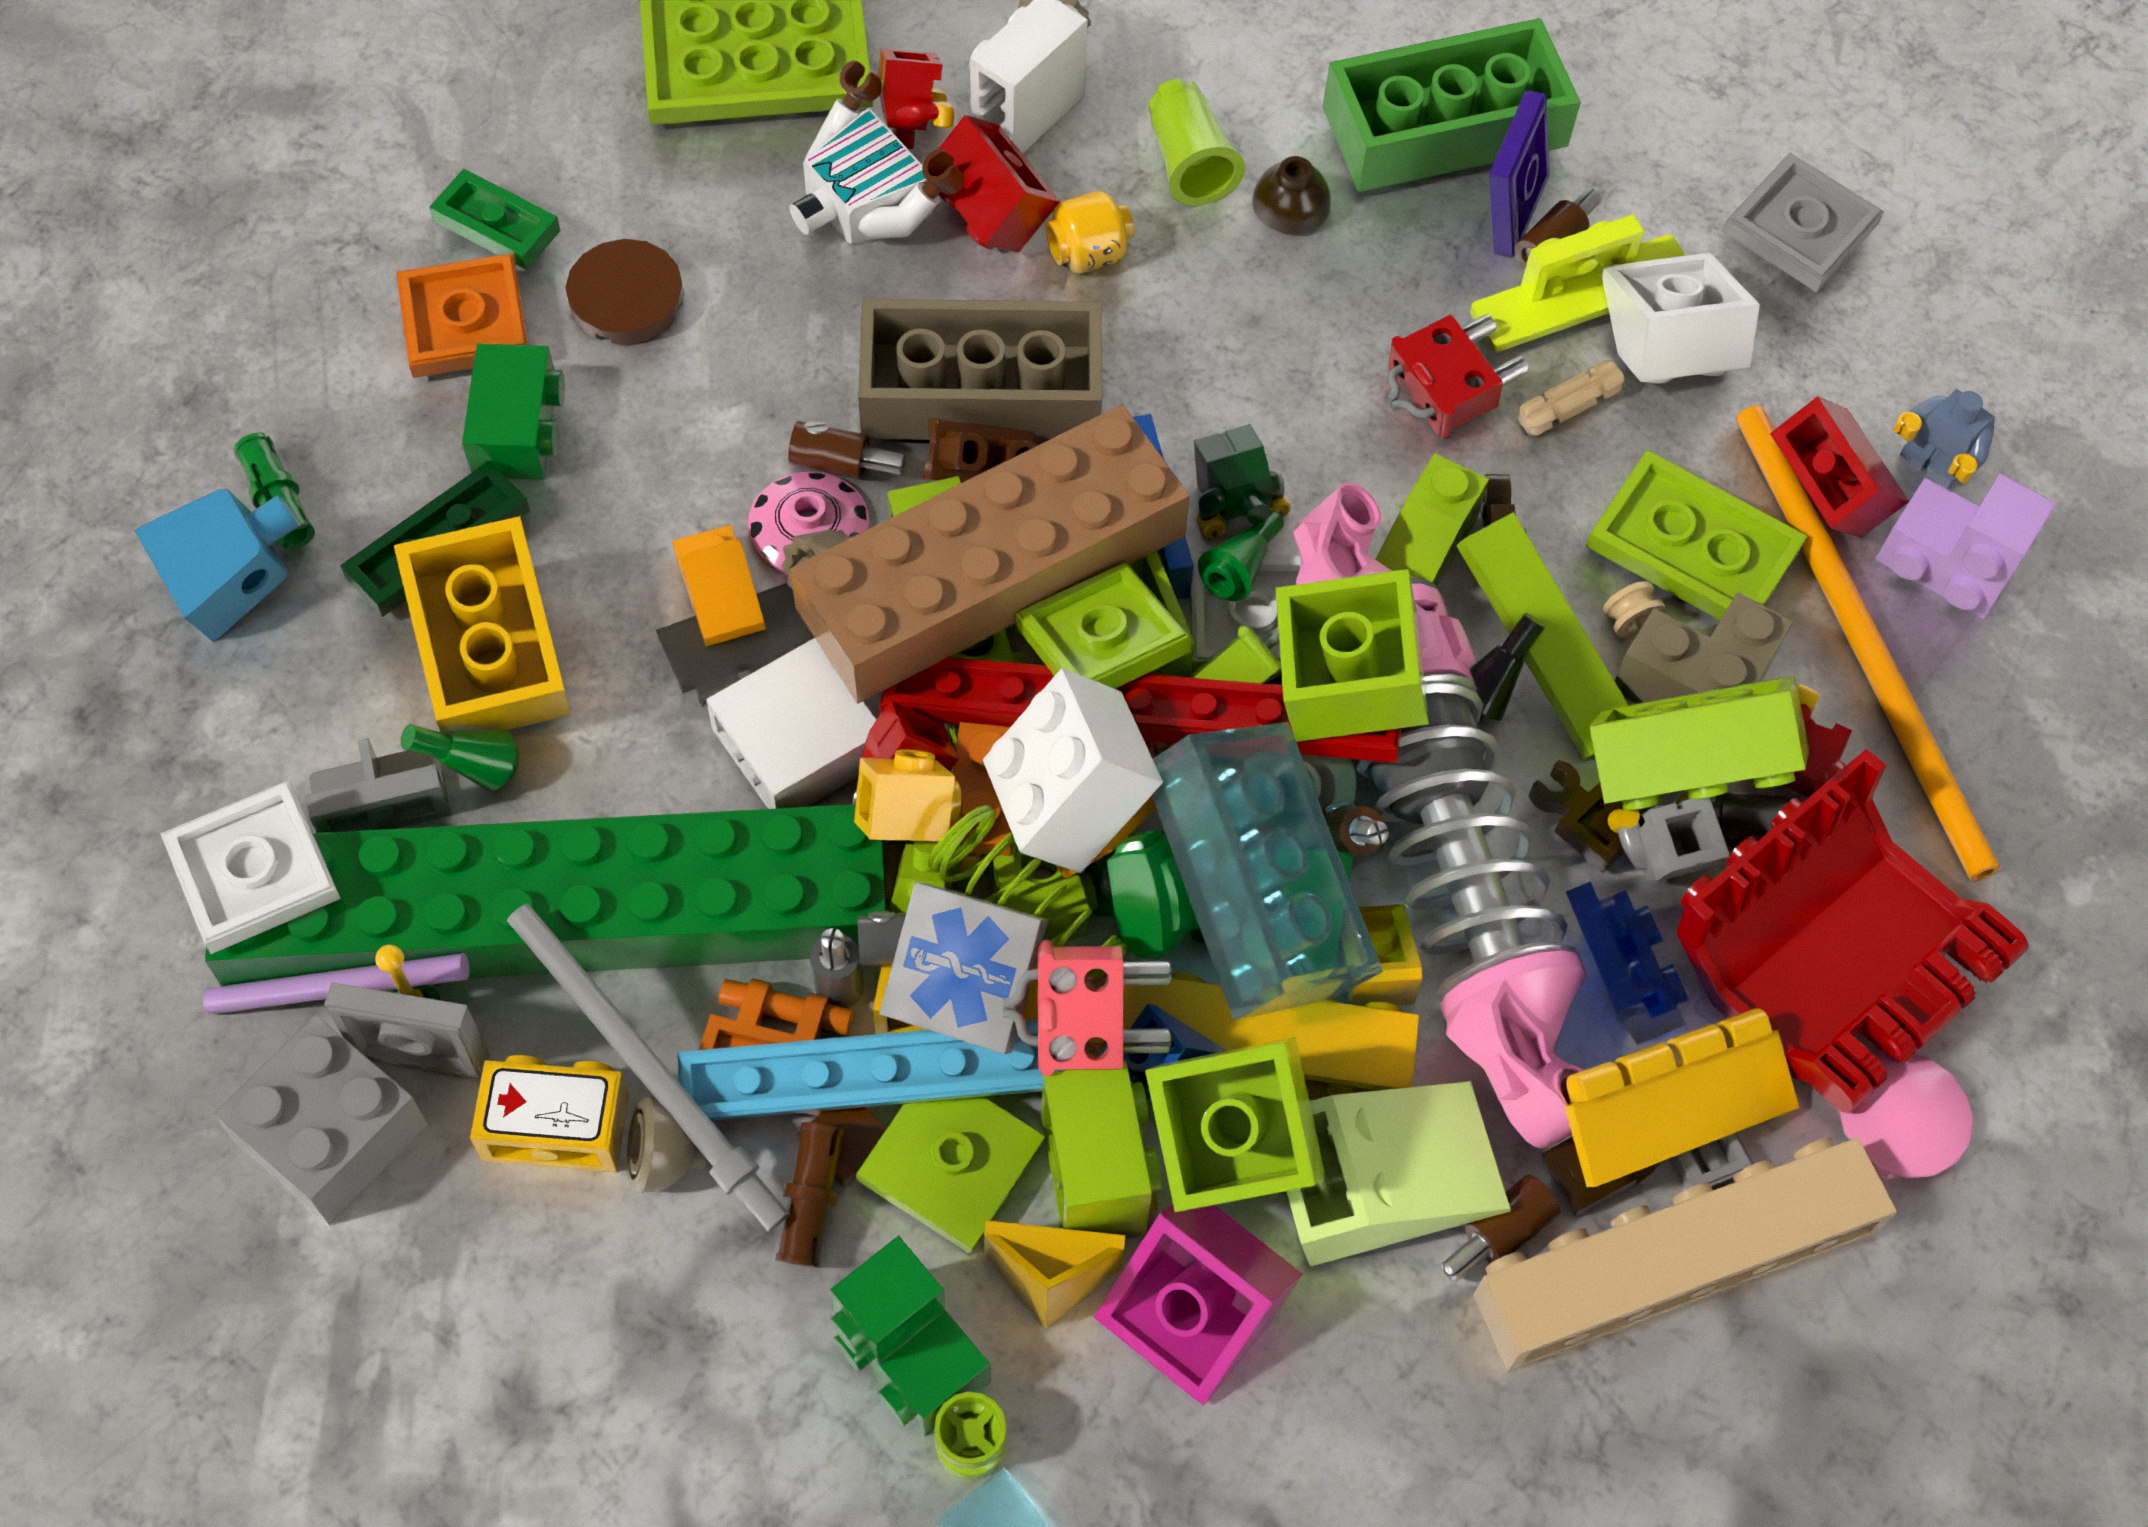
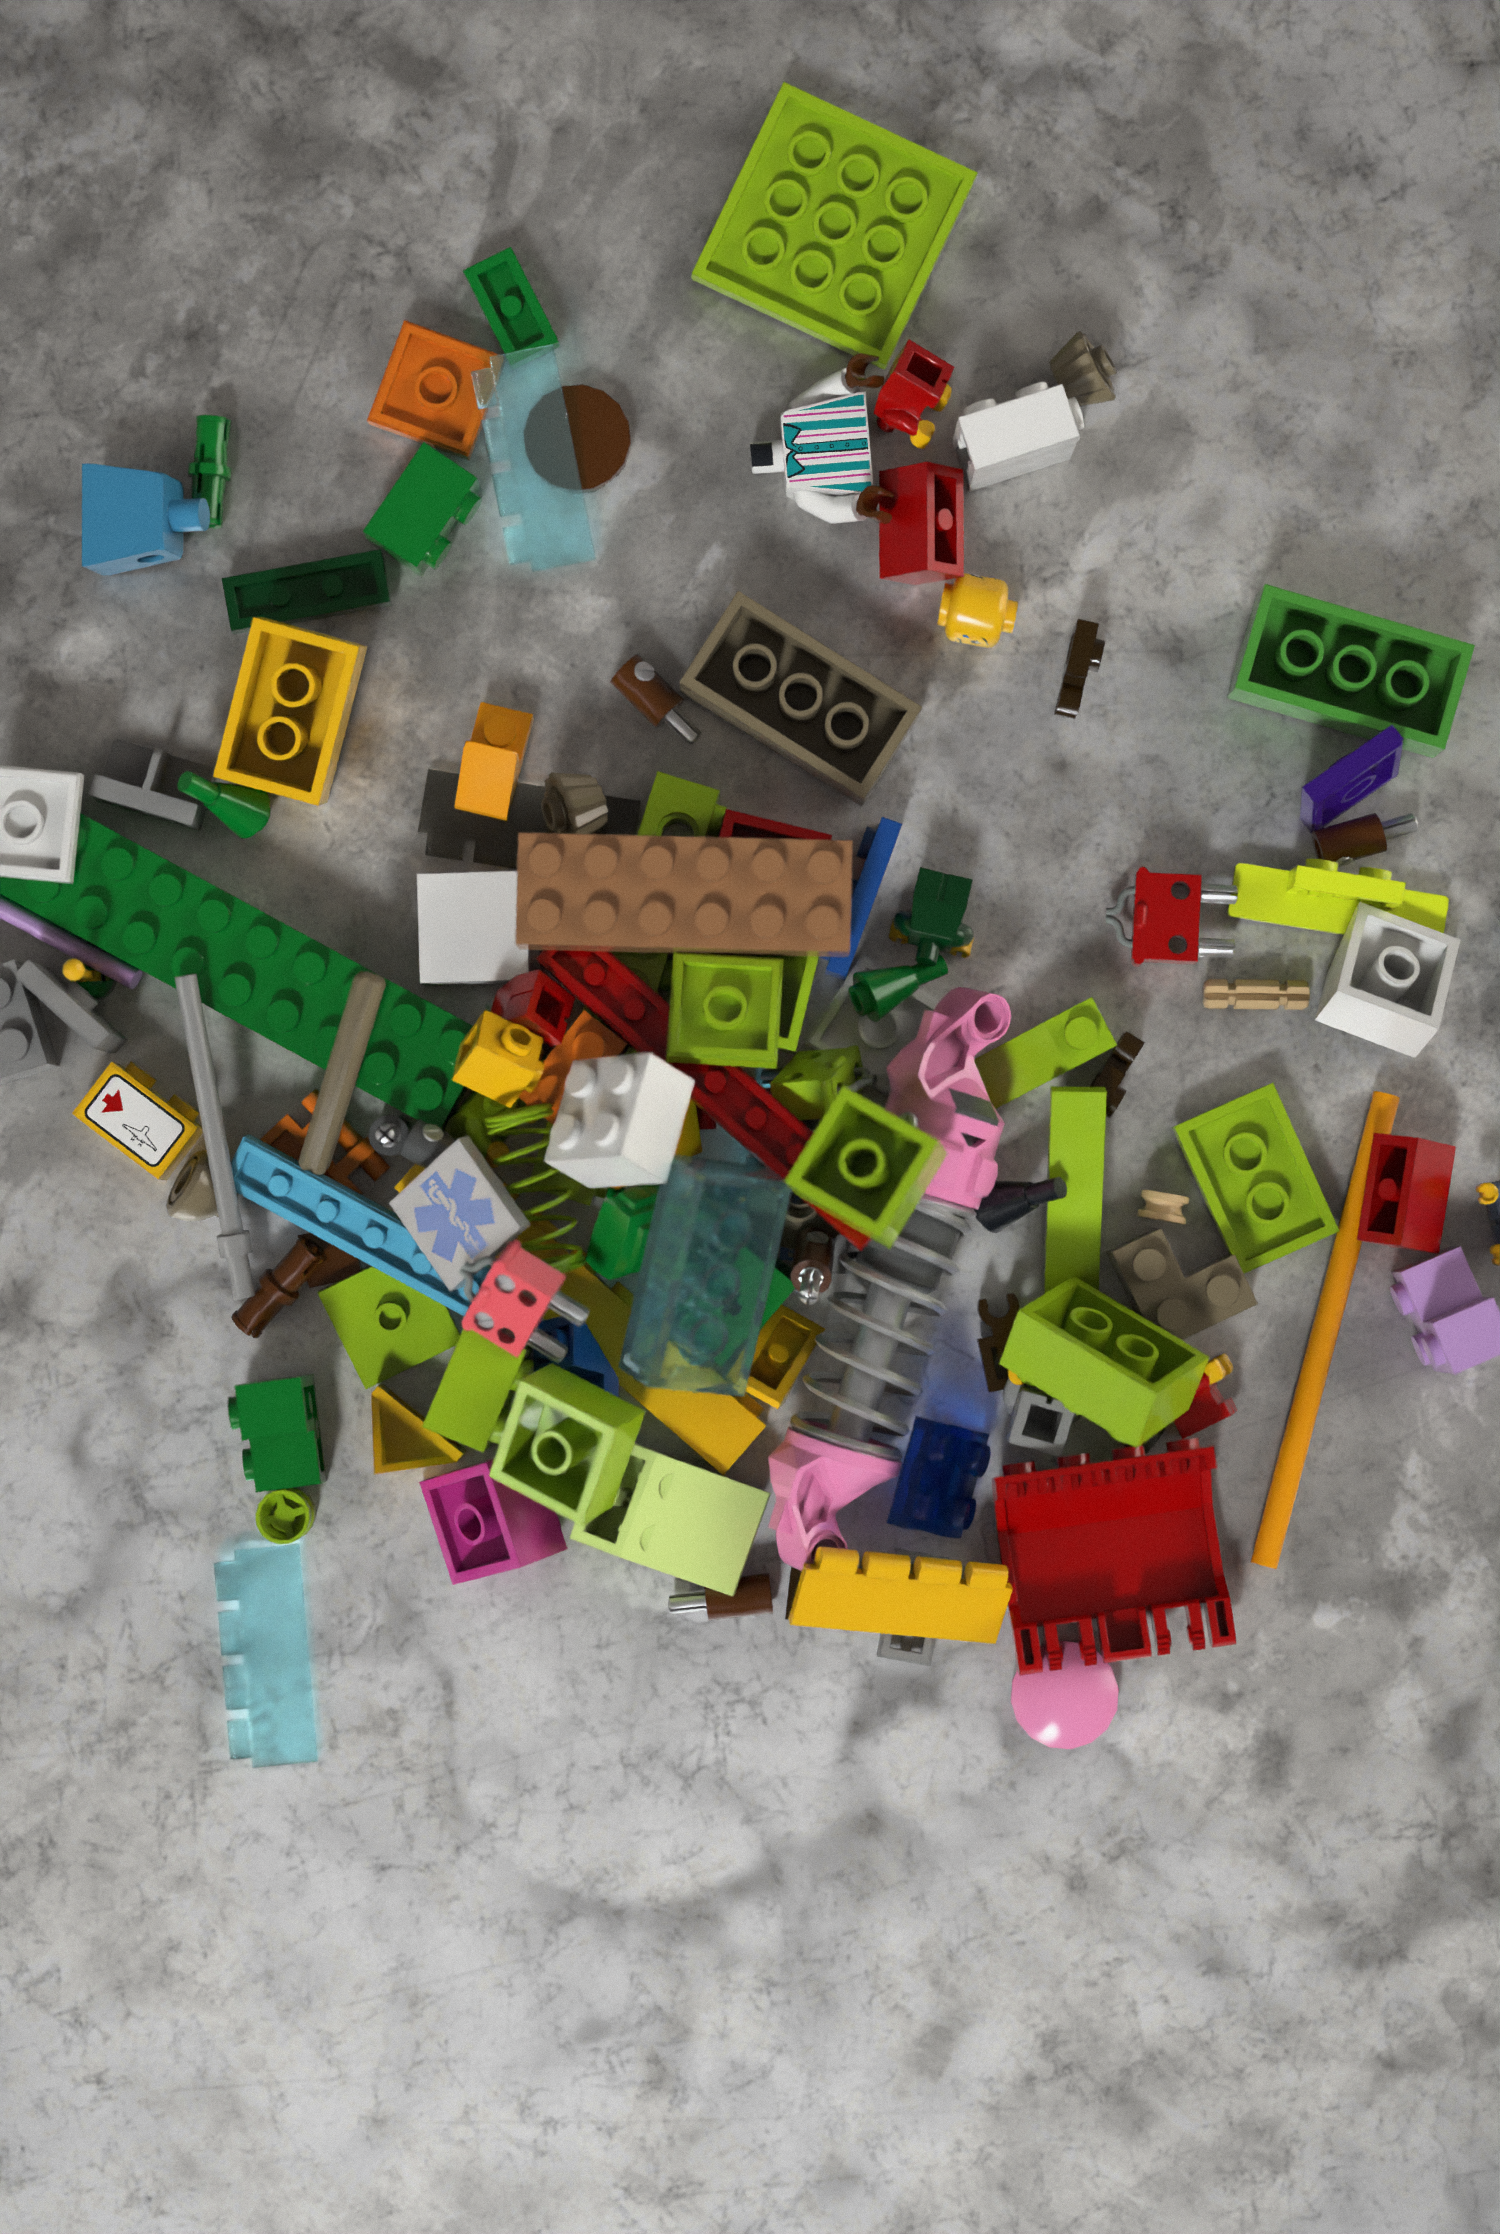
camera: 35 degrees right, 25 degrees up
(608, 320) = (542, 457): none -> clear light blue windscreen
(747, 912) = (341, 1072): none -> dark tan axle
(776, 510) = (626, 745): bright pink dish -> none
(971, 448) = (752, 775): reddish brown hips -> none
(1195, 150) = (1116, 573): lime plant -> none
(1208, 219) = (1083, 655): none -> dark brown plate
(1292, 197) = (1167, 671): dark brown brick -> none
(1681, 1252) = (836, 1692): tan brick -> none

